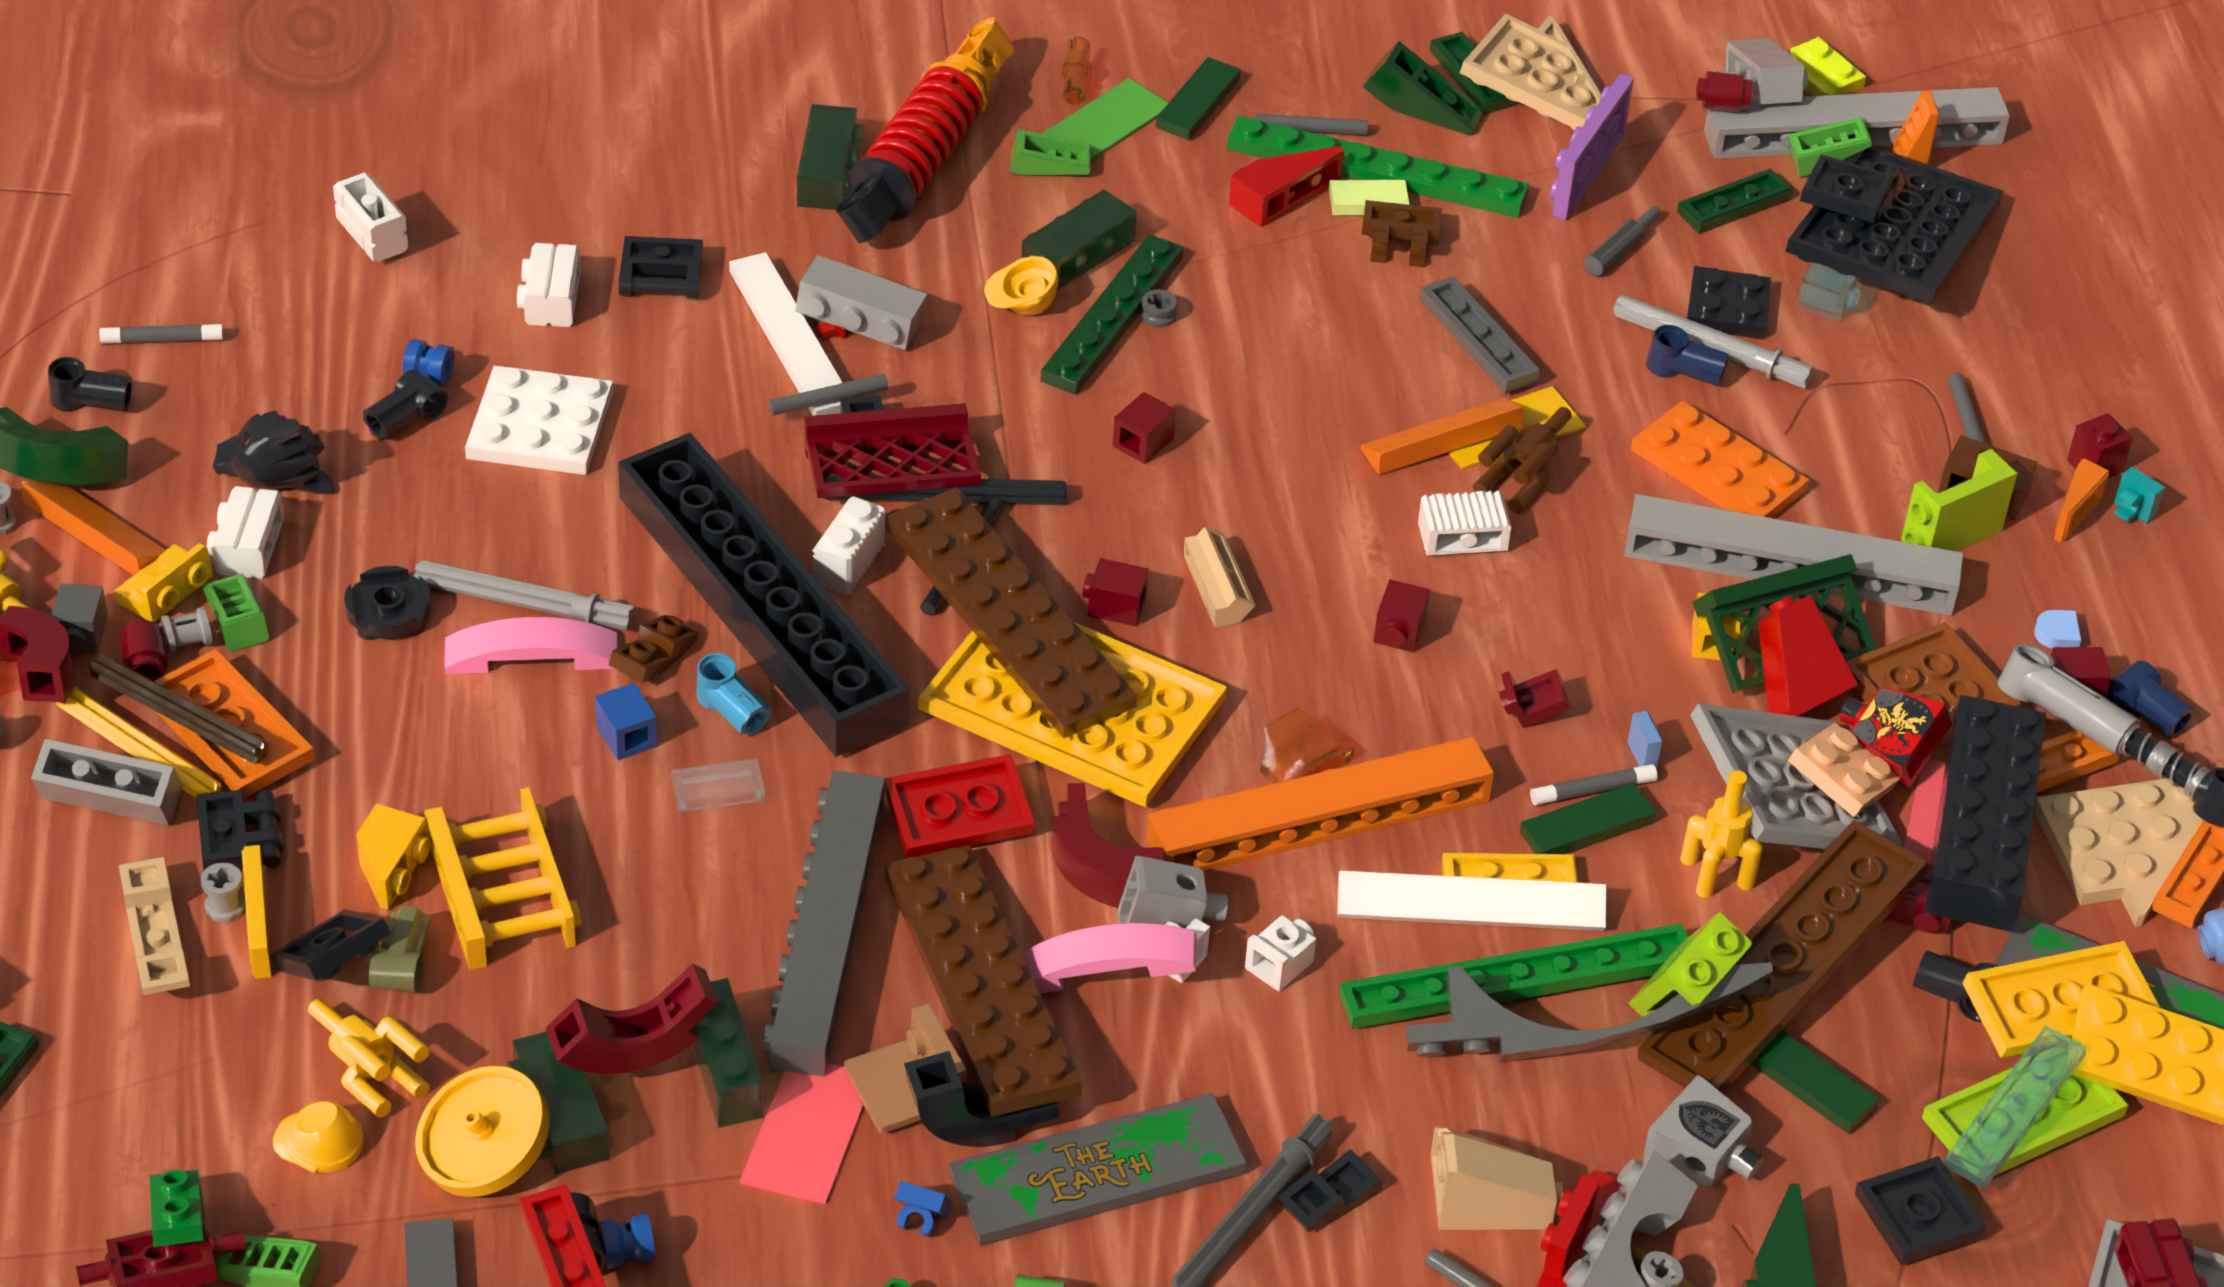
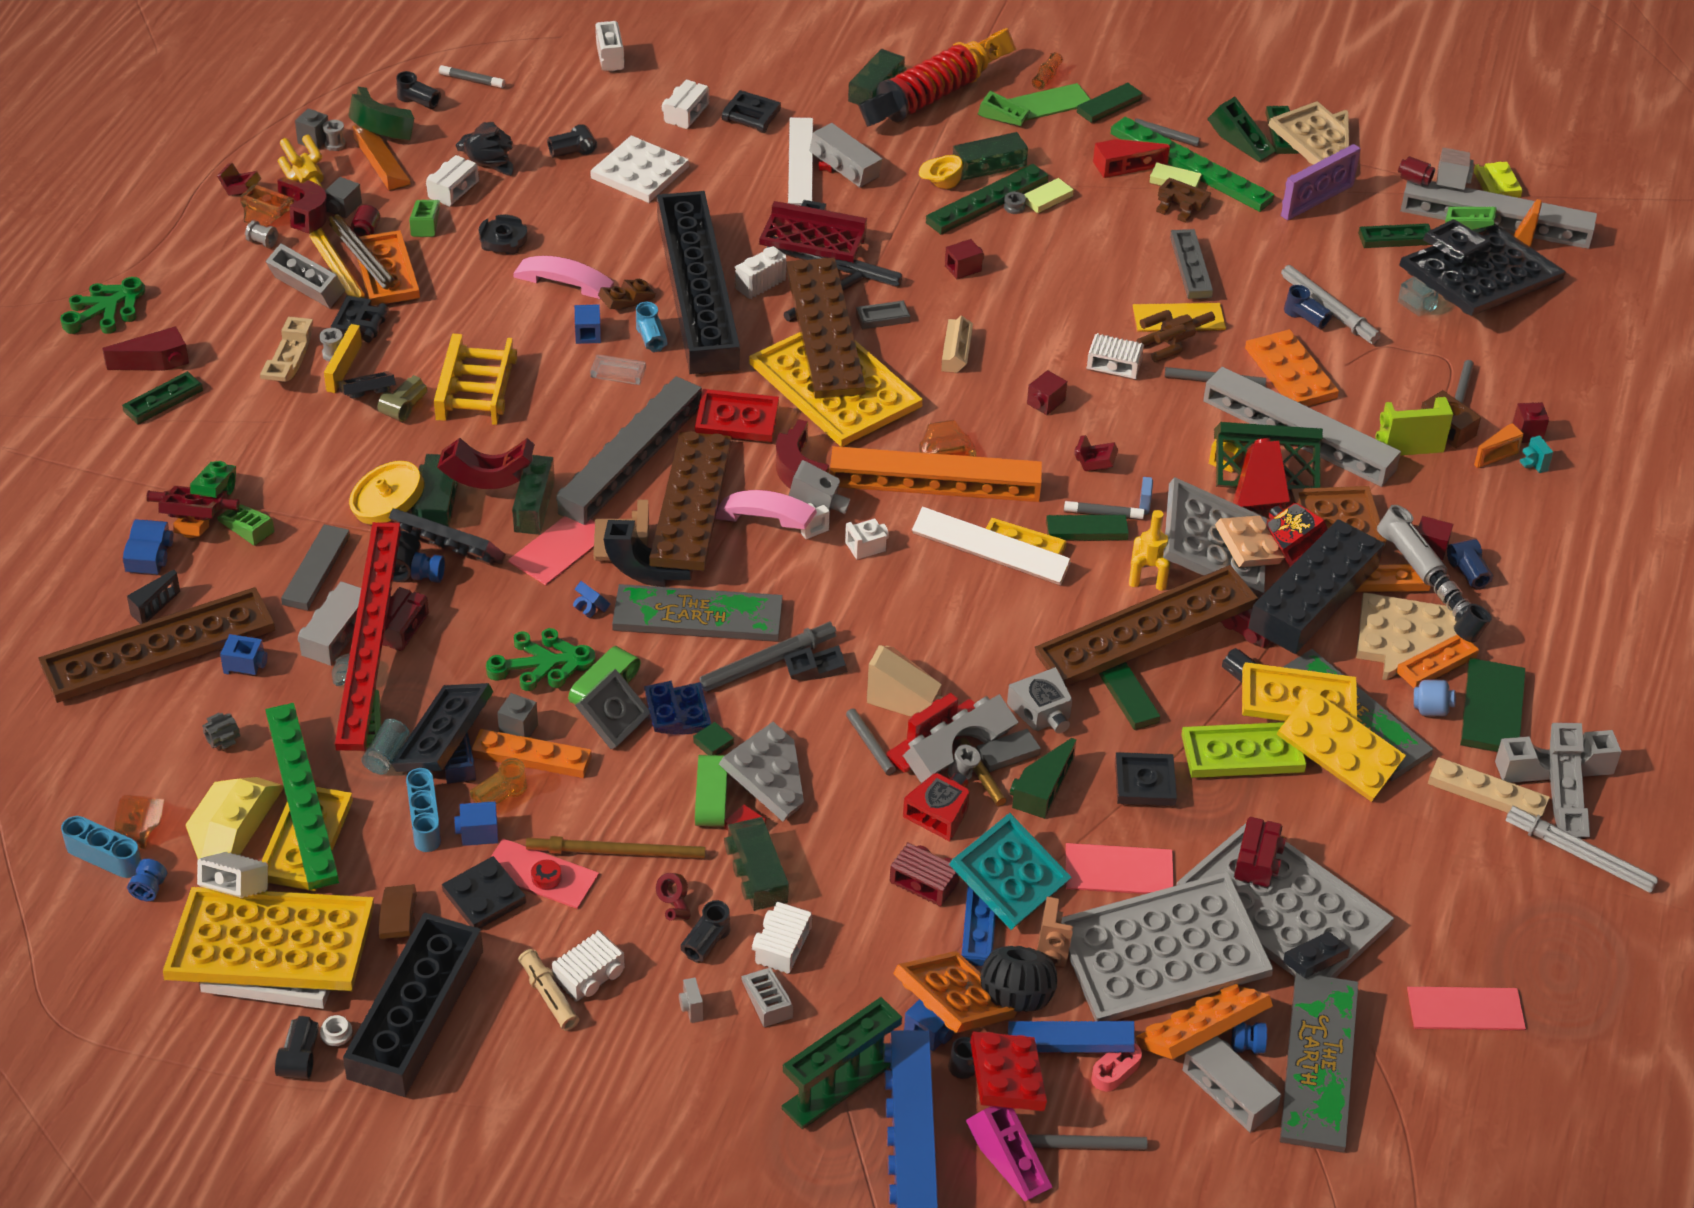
camera: 25 degrees right, 0 degrees up
(165, 581) = (398, 193): yellow bracket -> none
(186, 630) = (393, 218): light grey bush -> none
(320, 1138) = (310, 473): yellow hat -> none
(371, 1054) = (356, 439): yellow plant -> none
(389, 851) = (427, 349): yellow slope -> none
(431, 361) = (599, 125): blue wheel -> none
(526, 595) = (591, 258): light grey axle -> none
(655, 1179) = (442, 535): none -> black plate
(828, 394) = (798, 195): dark grey bar -> none
(1071, 559) = (883, 314): none -> dark grey tile
(1116, 591) = (894, 336): dark red brick -> none
(1201, 280) = (1048, 195): none -> yellowish green tile
(1442, 435) = (1132, 309): orange slope -> none
(1483, 1022) = (949, 605): dark grey slope -> none
(1512, 975) = (993, 590): green plate -> none
(1605, 514) = (1202, 375): none -> dark grey bar
(1618, 243) = (1309, 239): dark grey axle -> none
(1694, 966) = (1079, 608): lime panel -> none
(1699, 1232) = (1008, 750): none -> dark grey tile
(1729, 301) = (1356, 287): black plate -> none
(2014, 1107) = (1230, 740): clear light blue tile -> none
(2058, 629) = (1440, 509): light blue tile -> none

